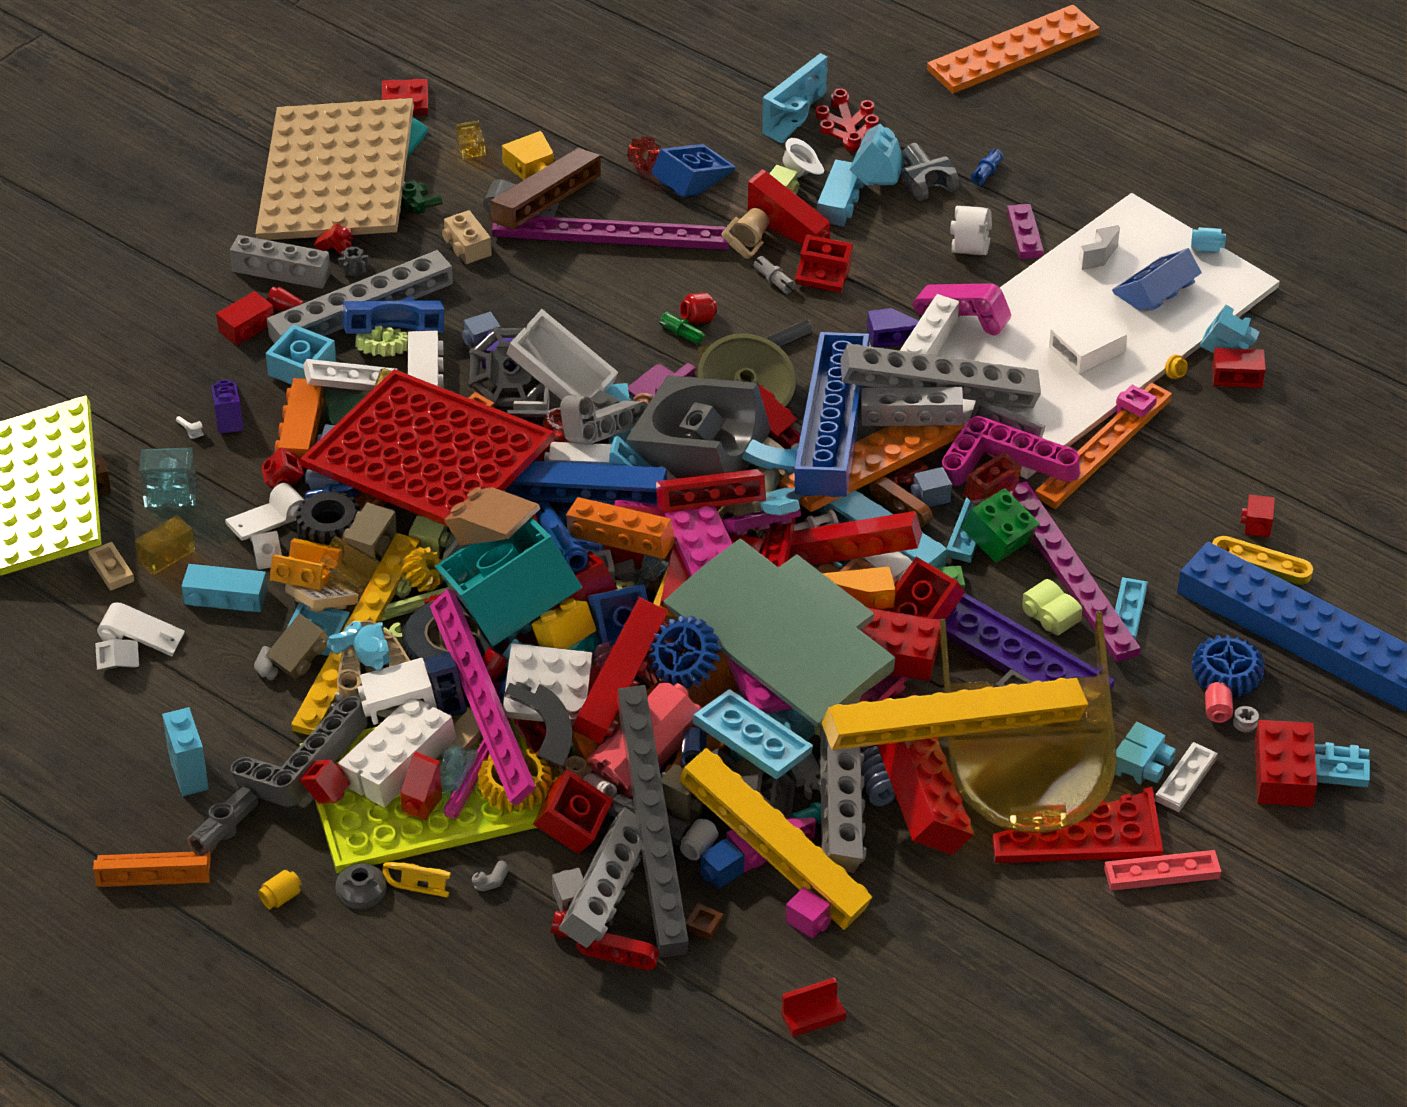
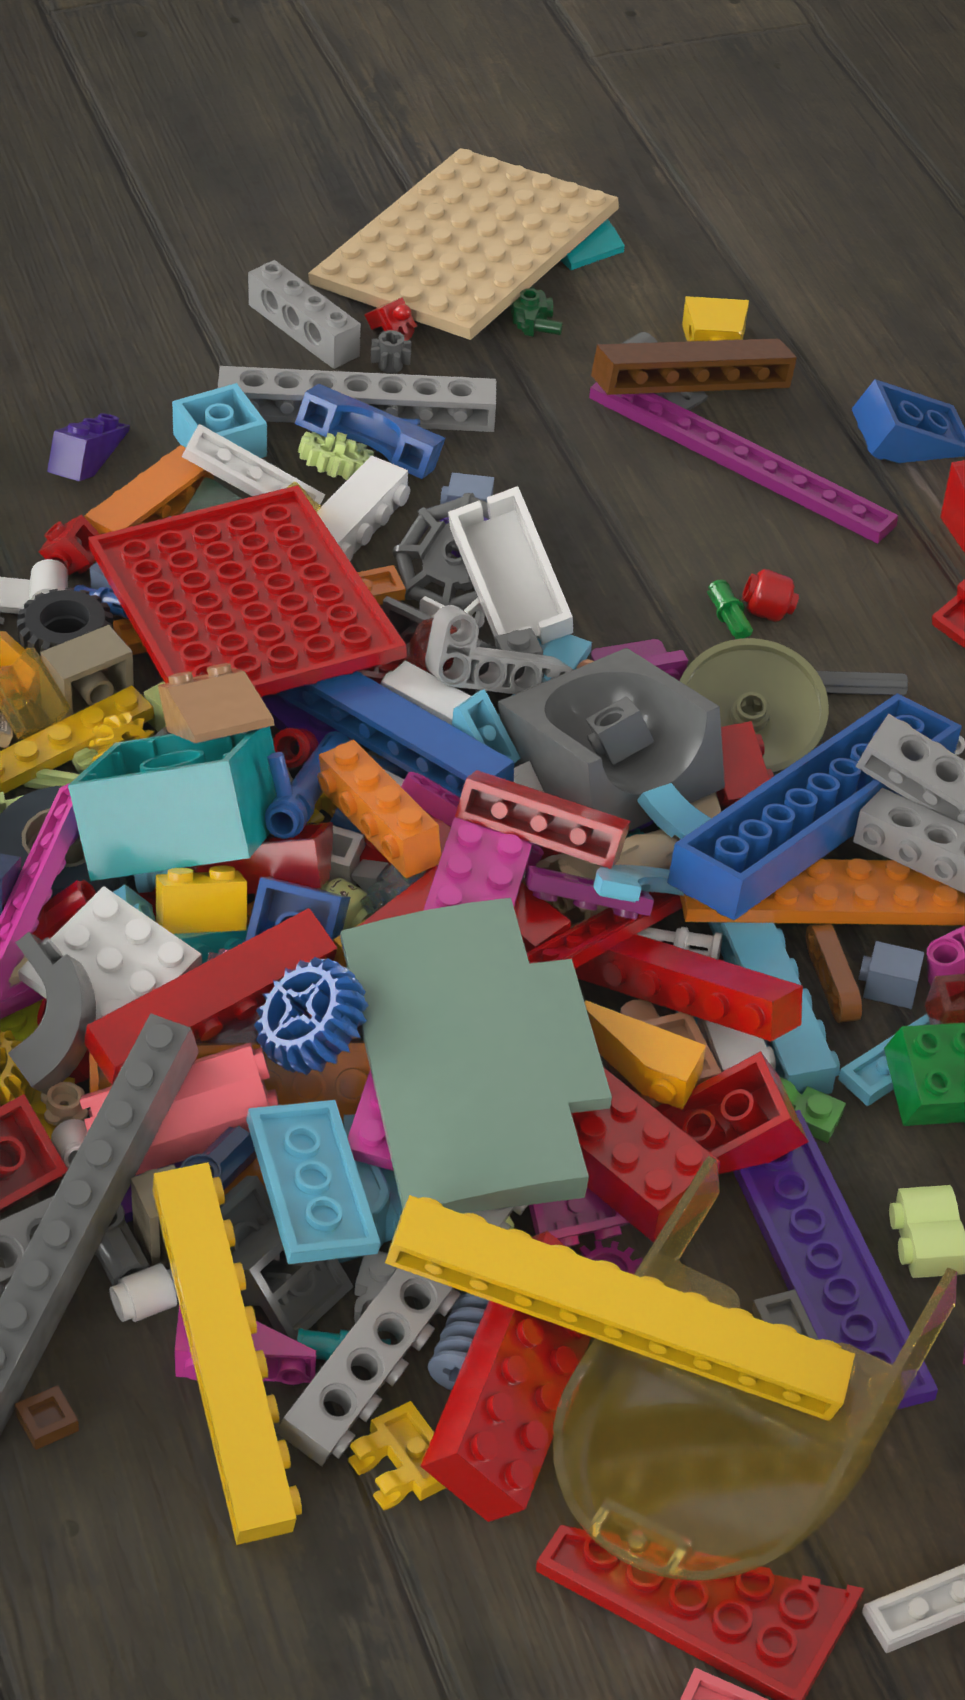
camera: 30 degrees right, 0 degrees up
(193, 430) = (28, 455): white hand -> none
(244, 318) = (197, 357): red brick -> none
(282, 299) = (264, 353): red cone -> none
(404, 89) = (637, 201): red plate -> none
(467, 237) = (552, 383): tan brick -> none
(470, 139) = (660, 278): clear yellow brick -> none
(638, 148) = (856, 376): clear red brick -> none
(721, 863) = (143, 1346): blue brick -> none
(747, 232) = (918, 531): tan piece -> none
(774, 275) = (911, 601): light grey pin -> none
(808, 913) = (197, 1489): dark pink brick -> none
(812, 1007) = (77, 1639): red panel -> none
(893, 840) = (404, 1439): none -> yellow plate
(906, 473) = (855, 937): clear red plate -> none
(1141, 751) = (889, 1526): medium azure hips -> none

